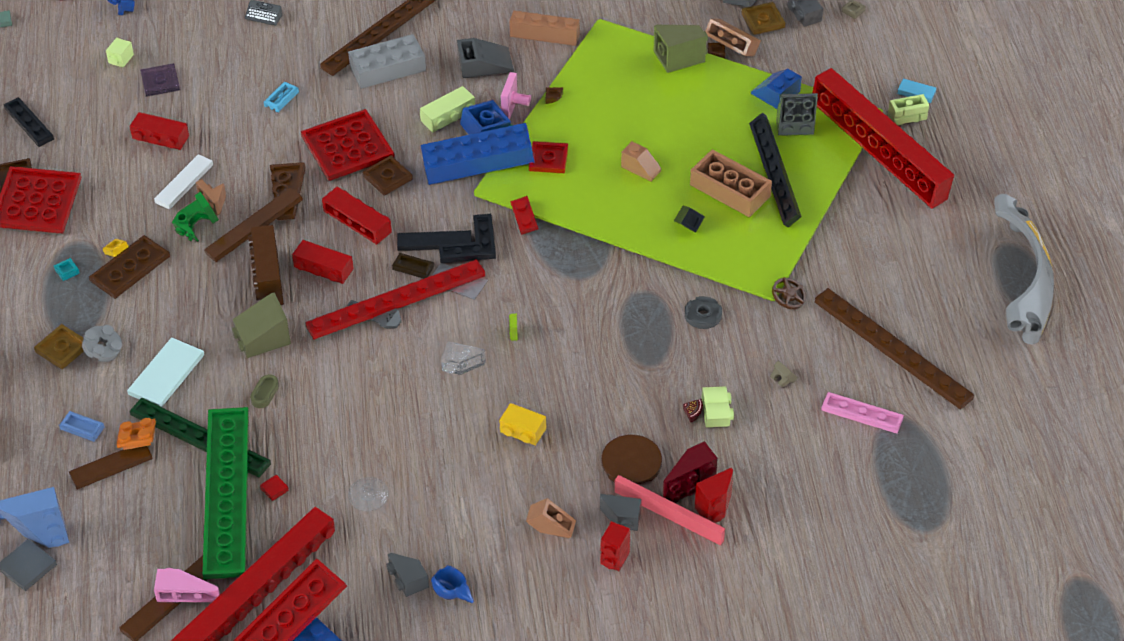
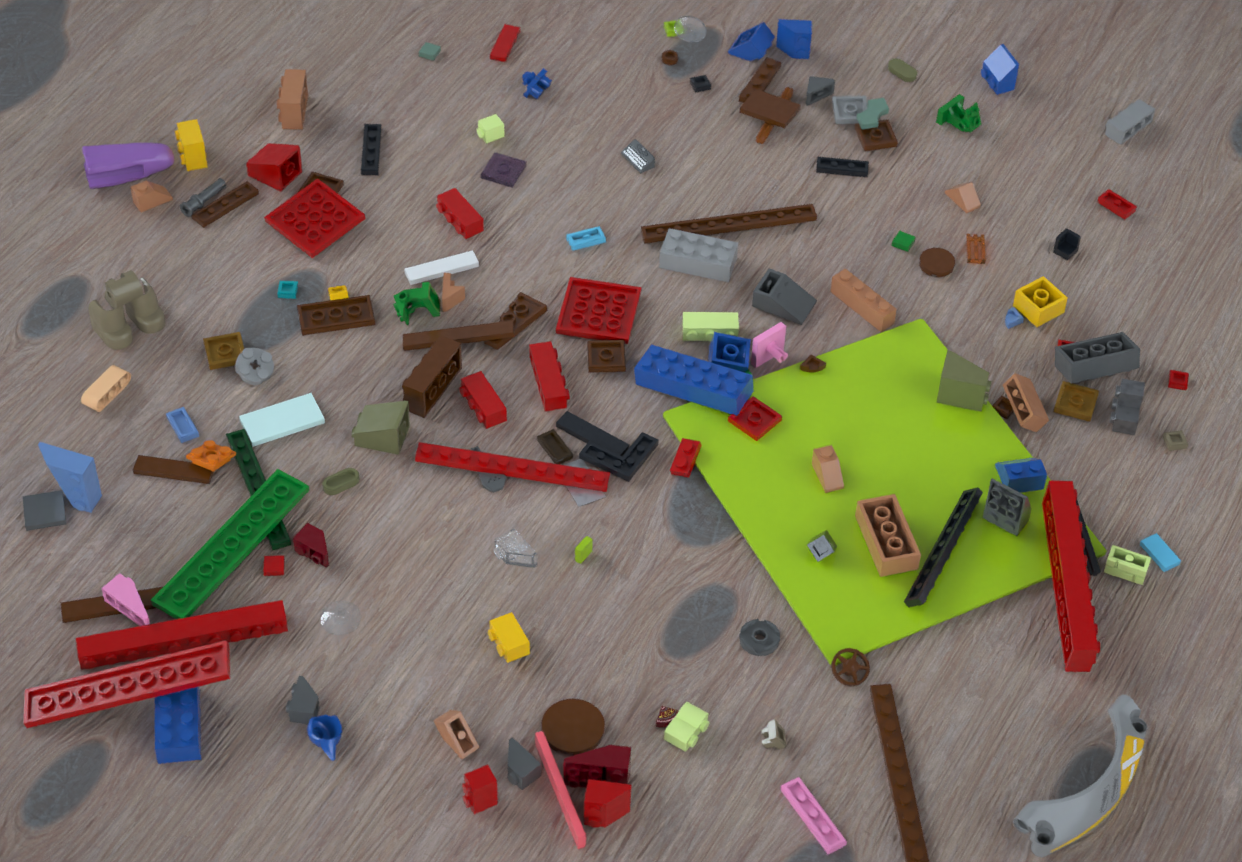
camera: 35 degrees right, 0 degrees up
(294, 451) = (312, 544): none -> dark red slope

